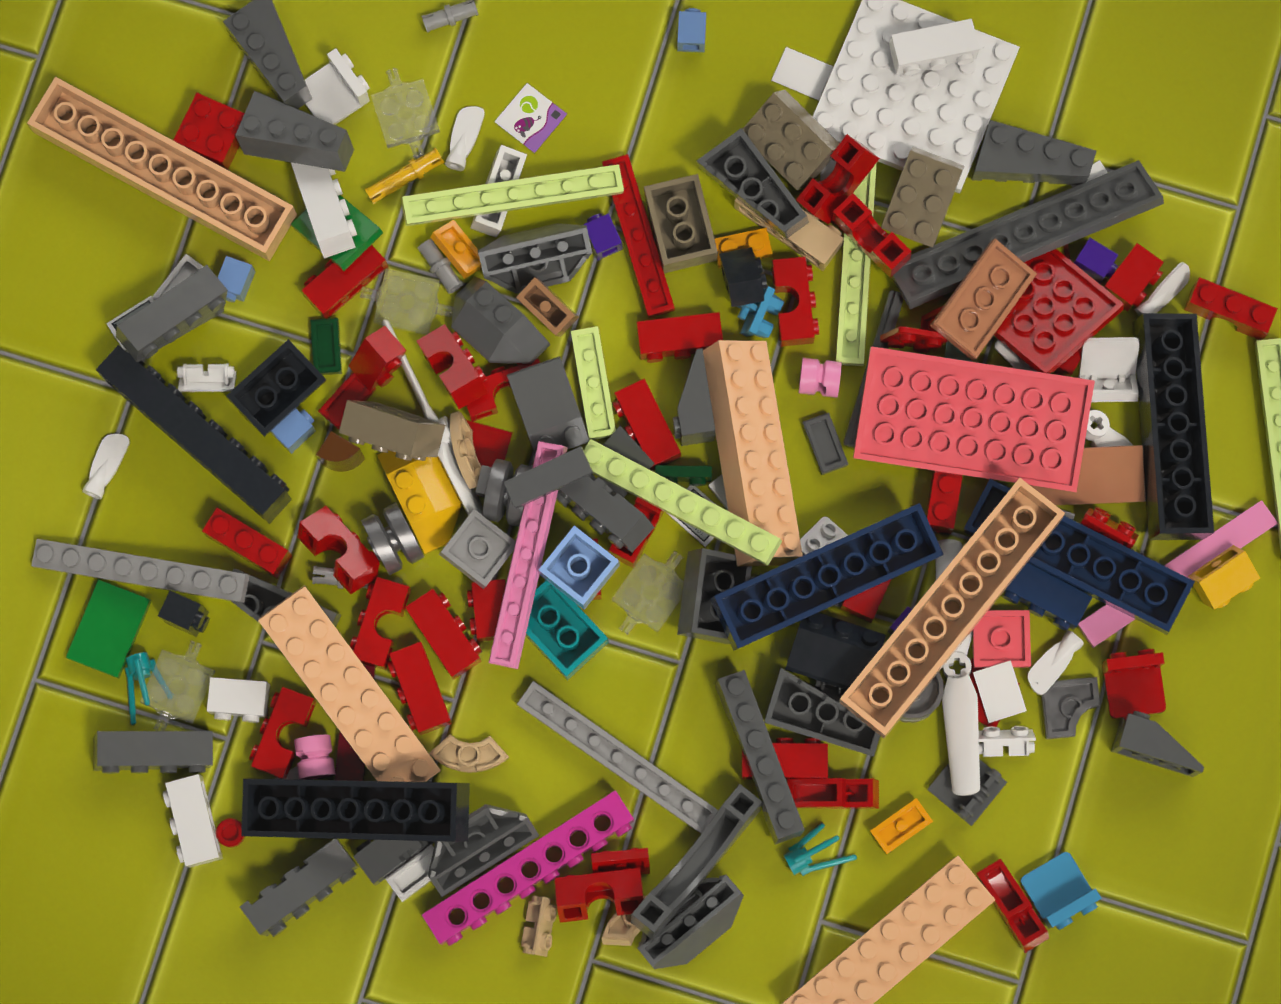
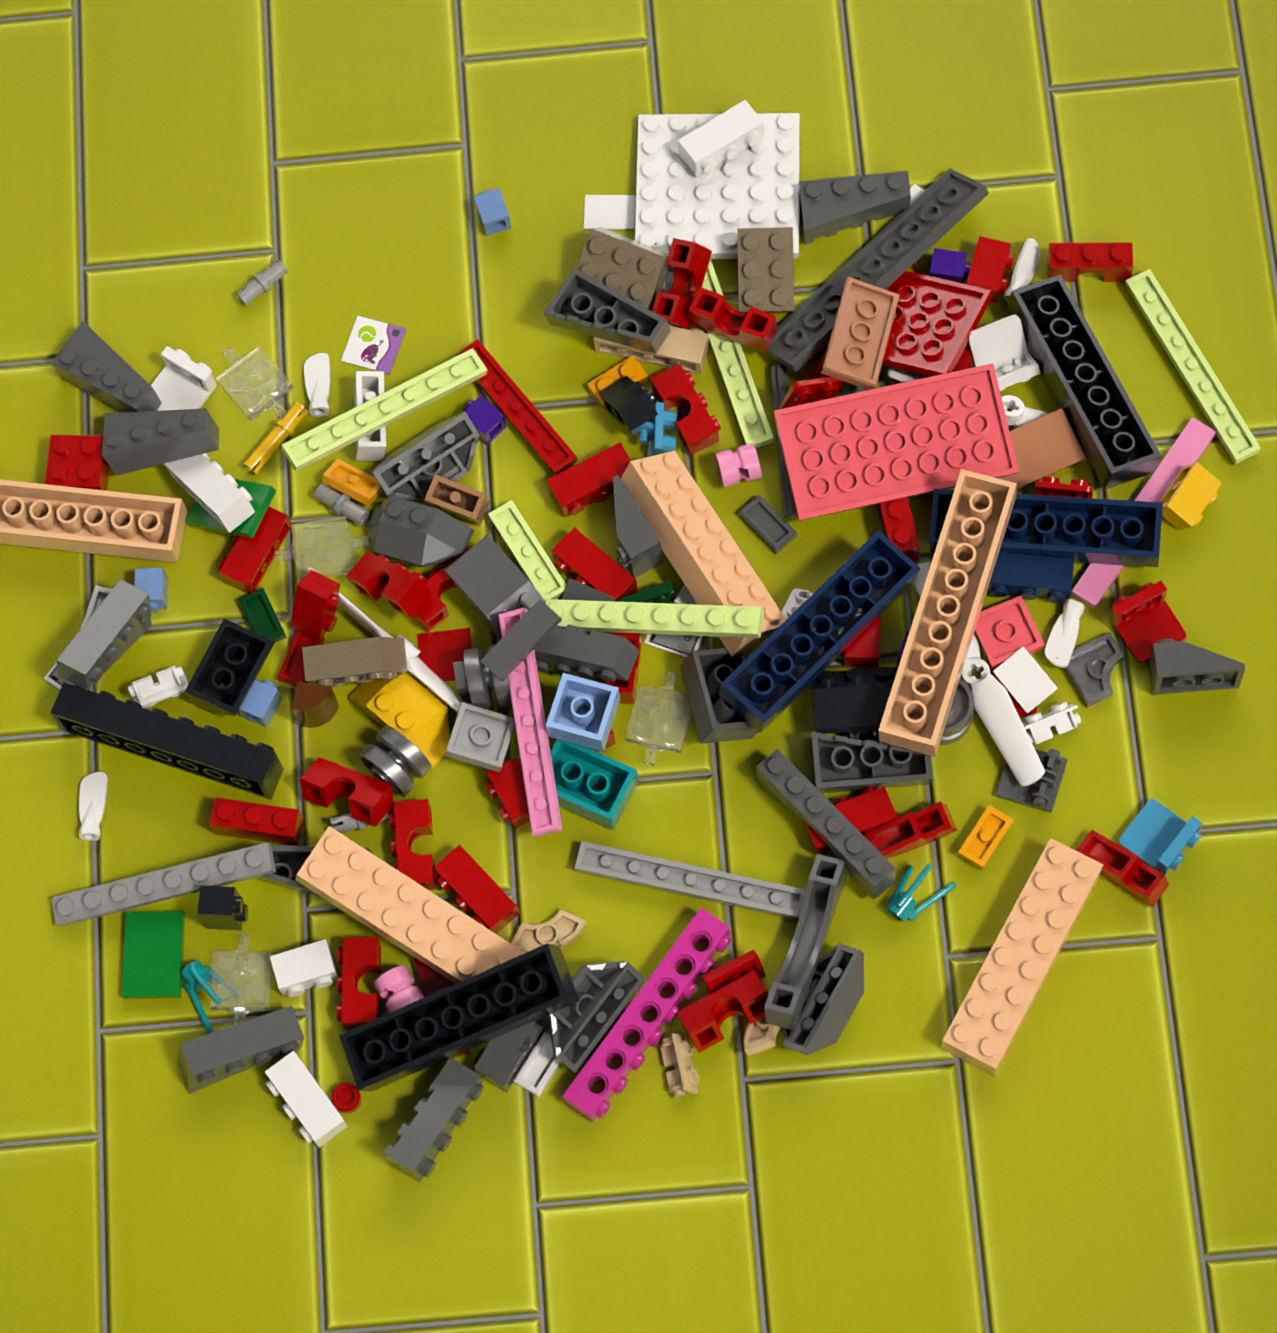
camera: 15 degrees left, 10 degrees down
(444, 633) = (478, 831): red brick -> none
(464, 449) = (430, 656): tan tile -> none
(680, 223) = (551, 379): dark tan brick -> none

